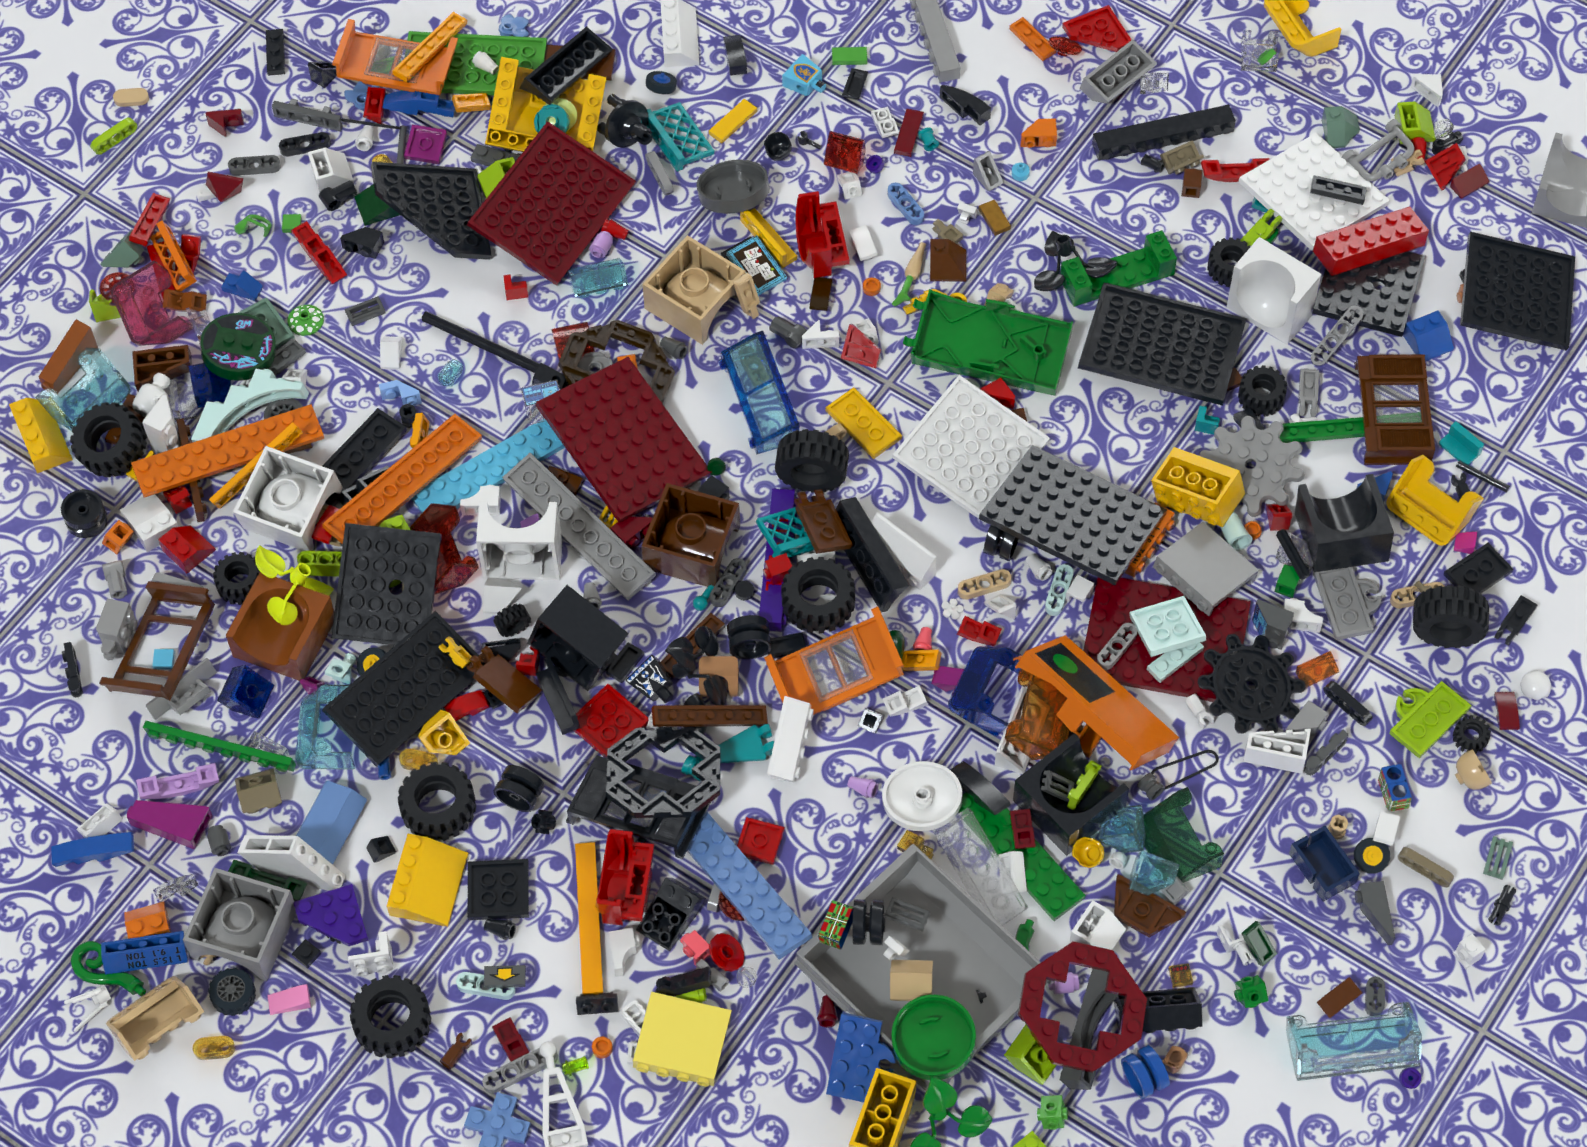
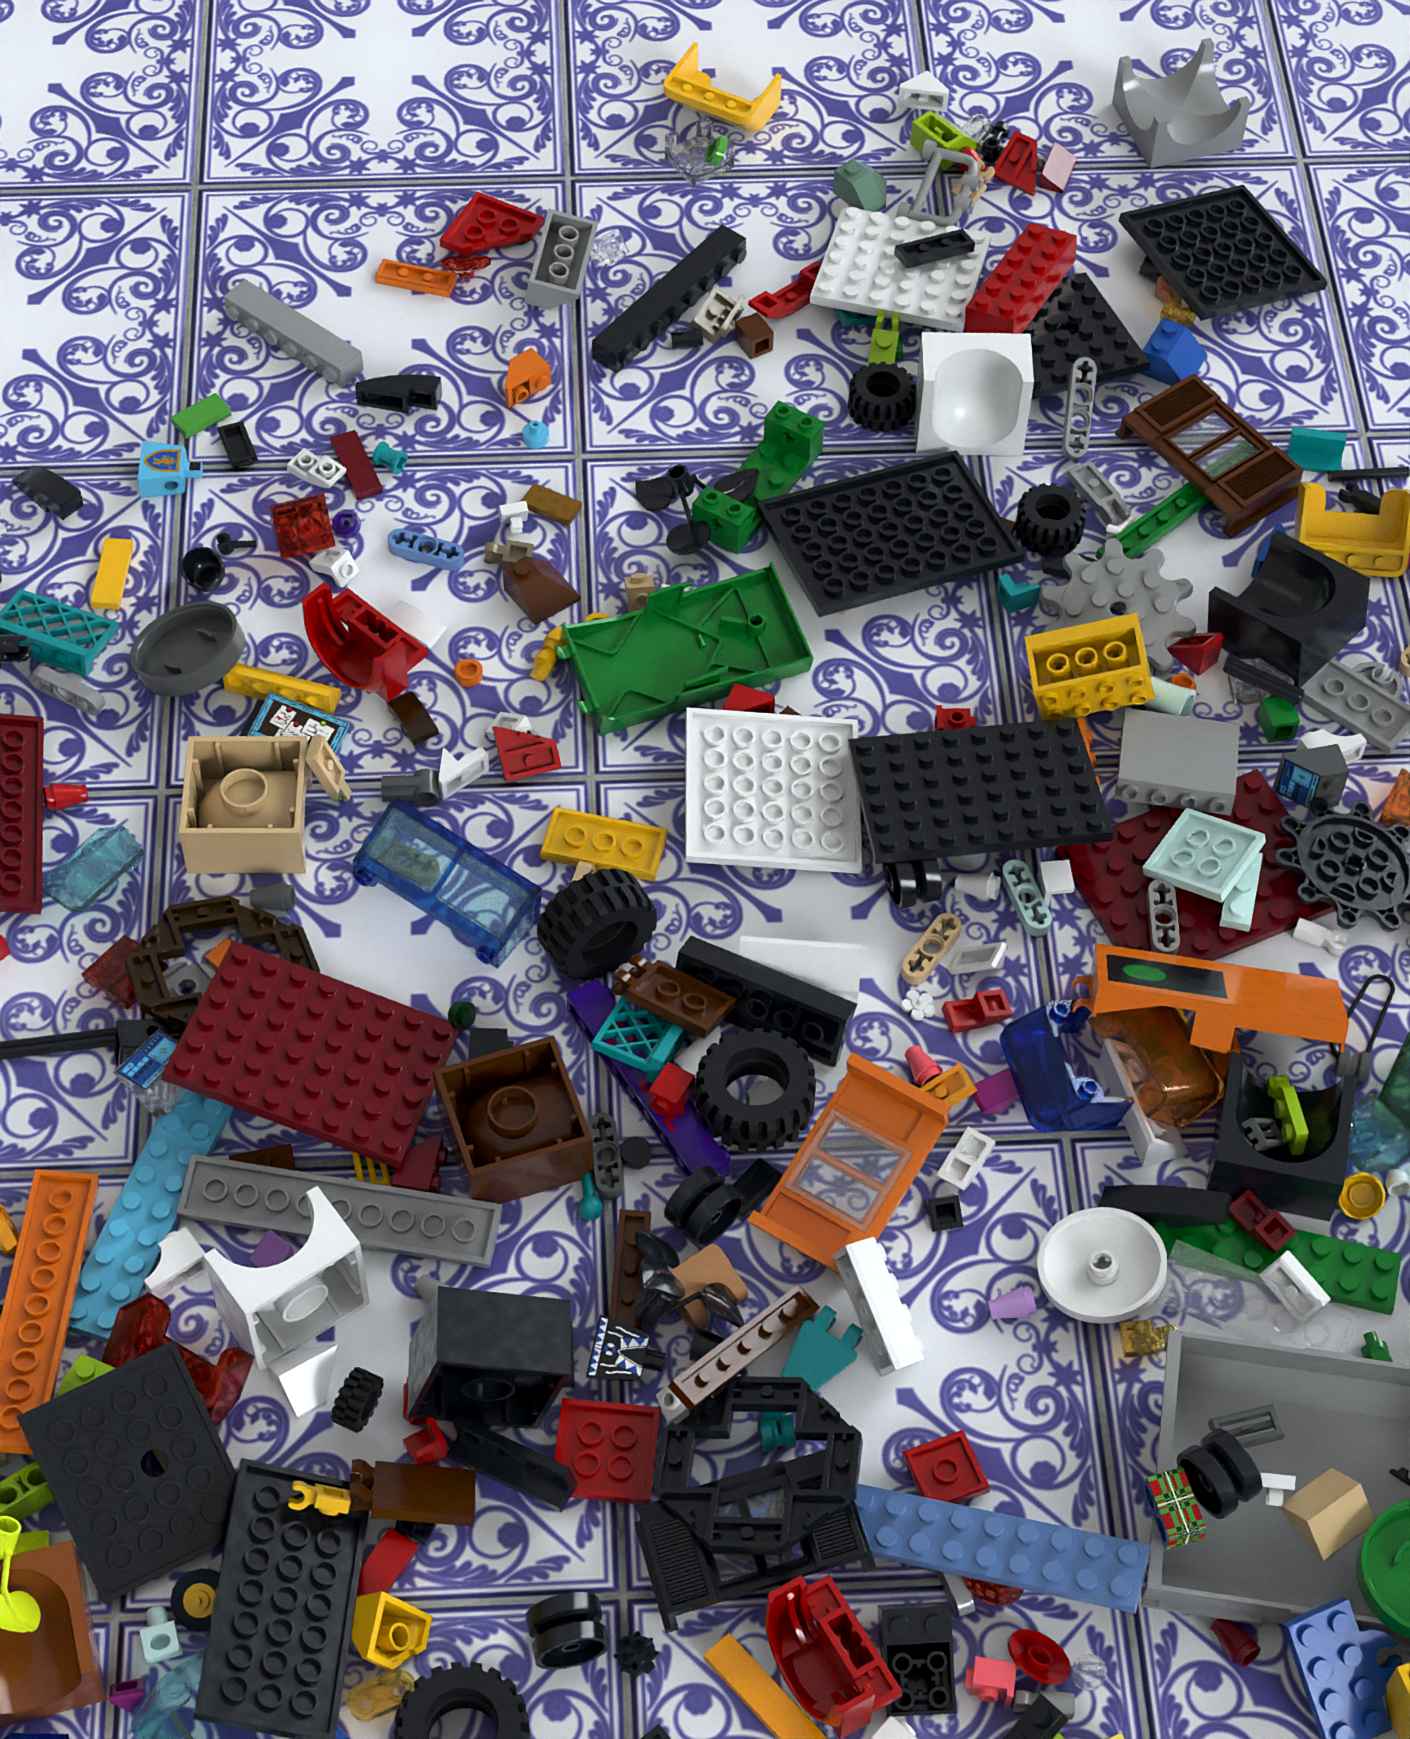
camera: 40 degrees left, 5 degrees down
(504, 648) = (372, 1446): black slope -> none
(601, 244) = (61, 824): lavender brick -> none
(911, 273) = (508, 627): piece -> none
(987, 171) = (497, 455): light grey slope -> none
(1104, 470) = (953, 718): none -> red brick
(1453, 310) = (1177, 313): none -> clear yellow wheel

